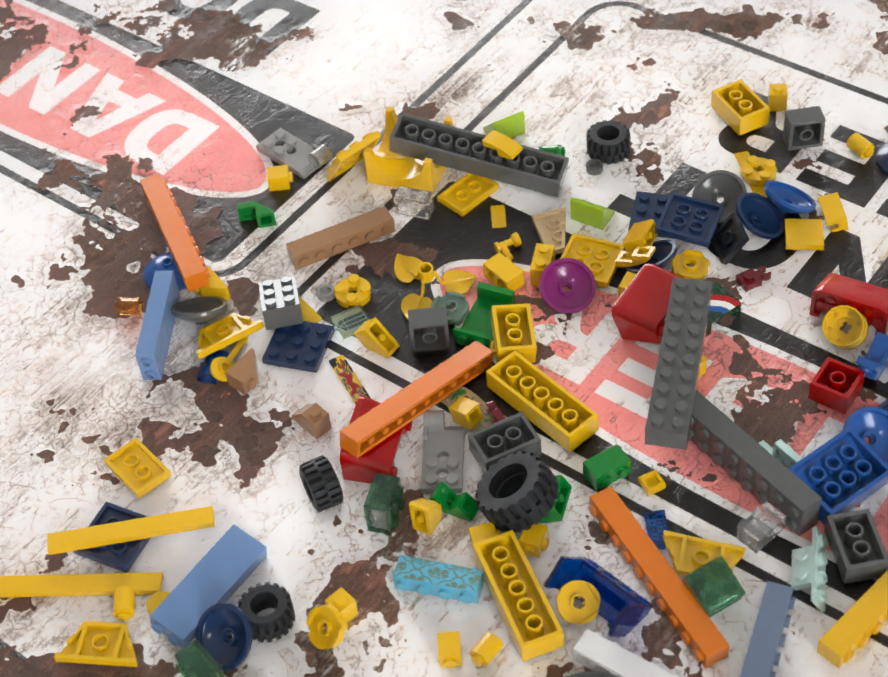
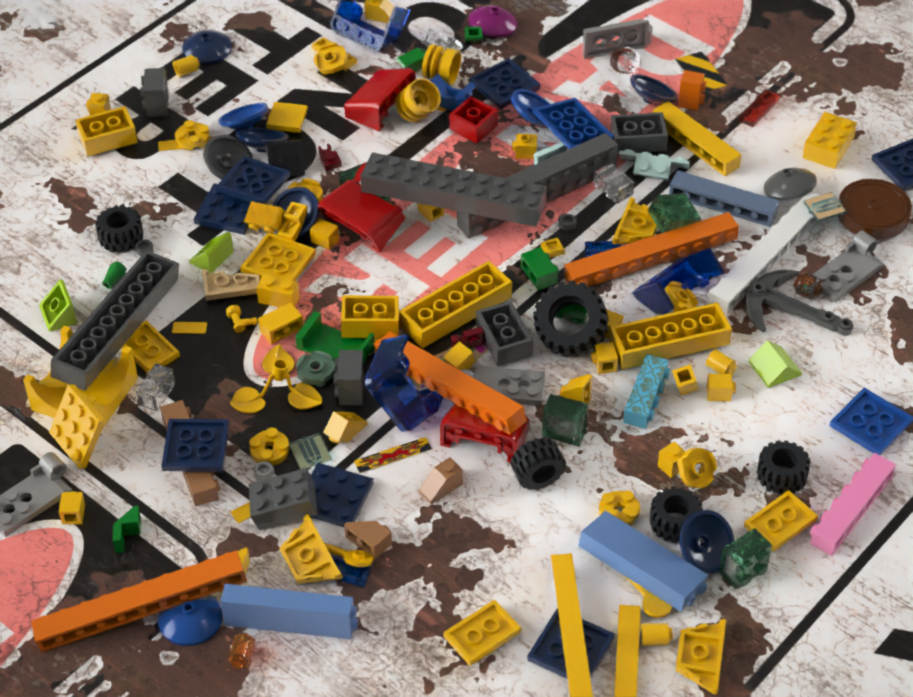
camera: 90 degrees left, 0 degrees up
(199, 309) = (272, 569): dark grey dish -> none
(278, 557) = (621, 499): none -> yellow plate
(334, 232) = (195, 445): none -> dark blue plate
(389, 333) = (395, 390): none -> clear blue windscreen
(451, 611) = (685, 380): none -> yellow brick
(459, 505) = (560, 376): green slope -> none
(503, 144) = (123, 287): yellow slope -> none
(569, 274) = (316, 273): magenta dish -> none
(696, 493) = (567, 222): none -> dark grey tile
(808, 438) = (525, 146): none -> yellow brick
(833, 212) = (265, 91): yellow hinge -> none

